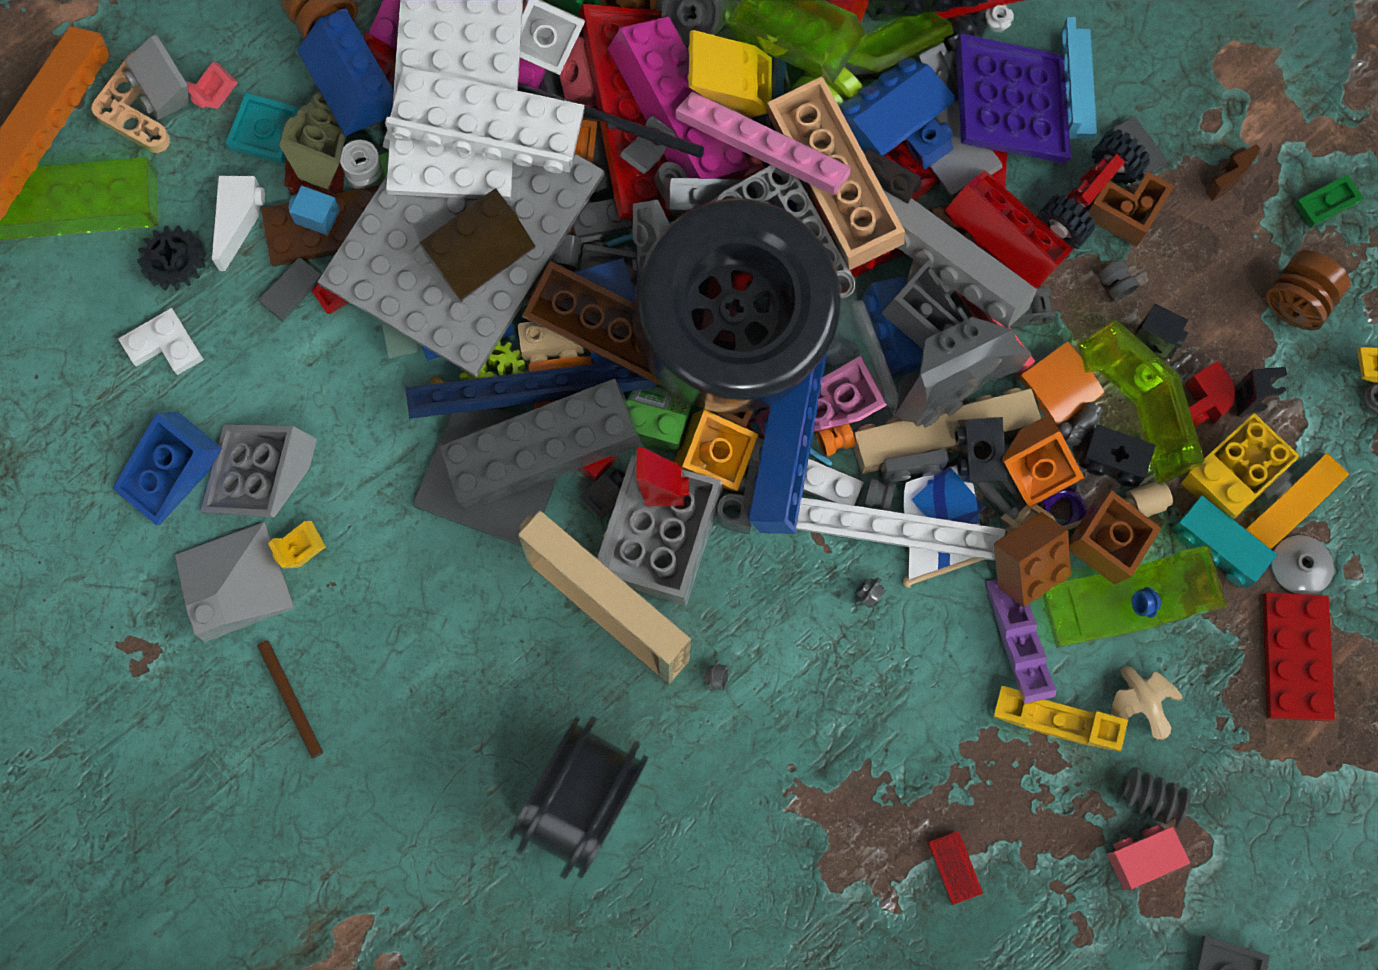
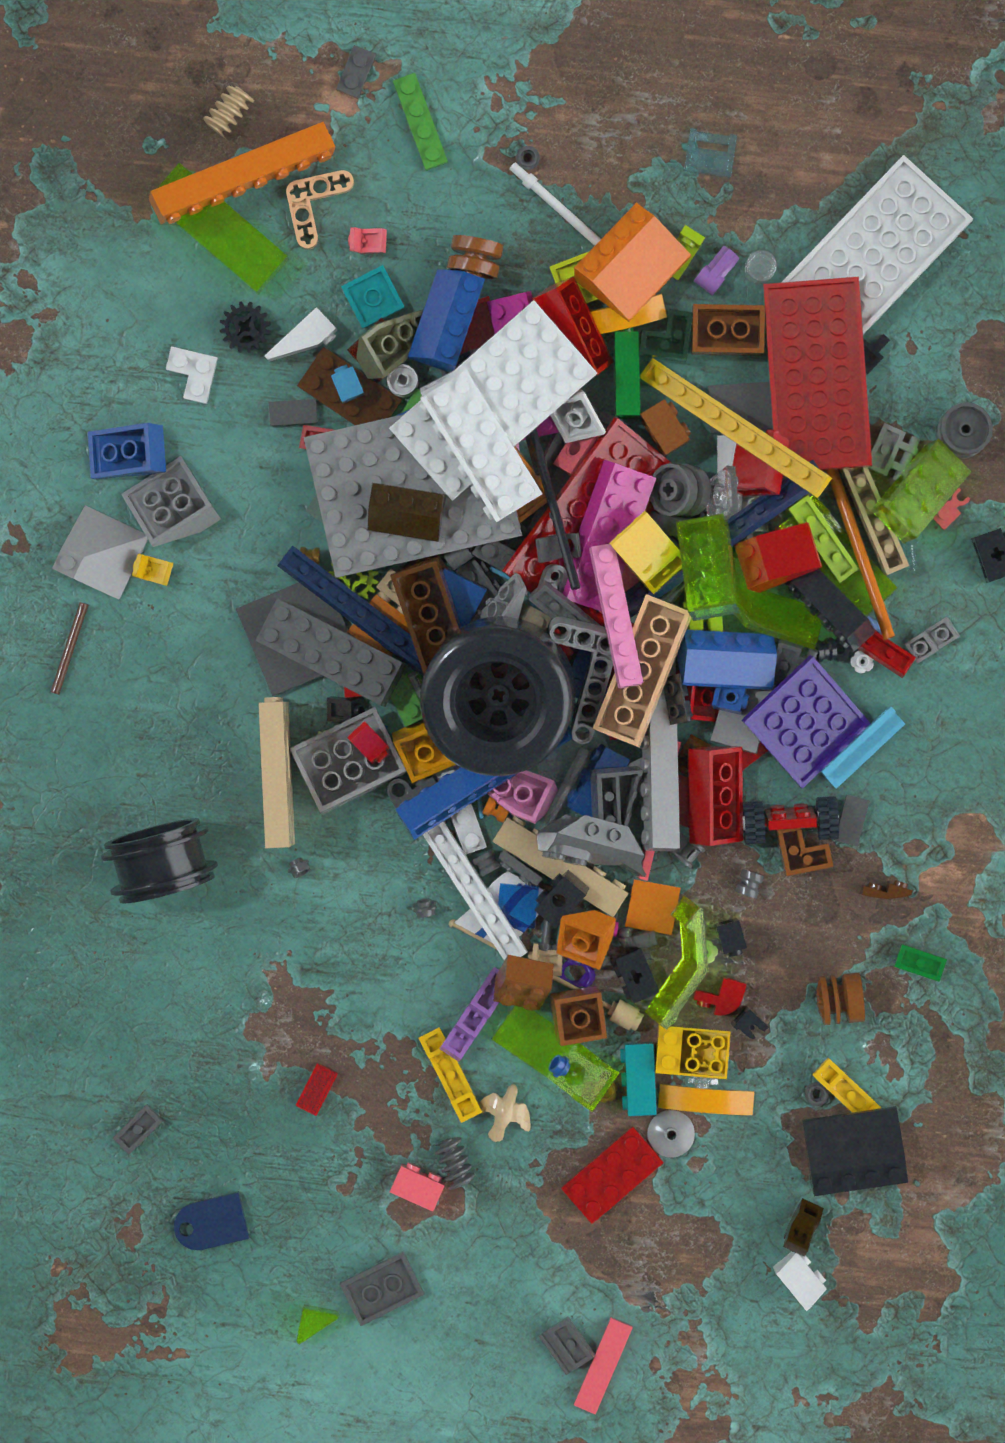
camera: 50 degrees right, 15 degrees up
(156, 78) = (338, 209): light grey slope -> none

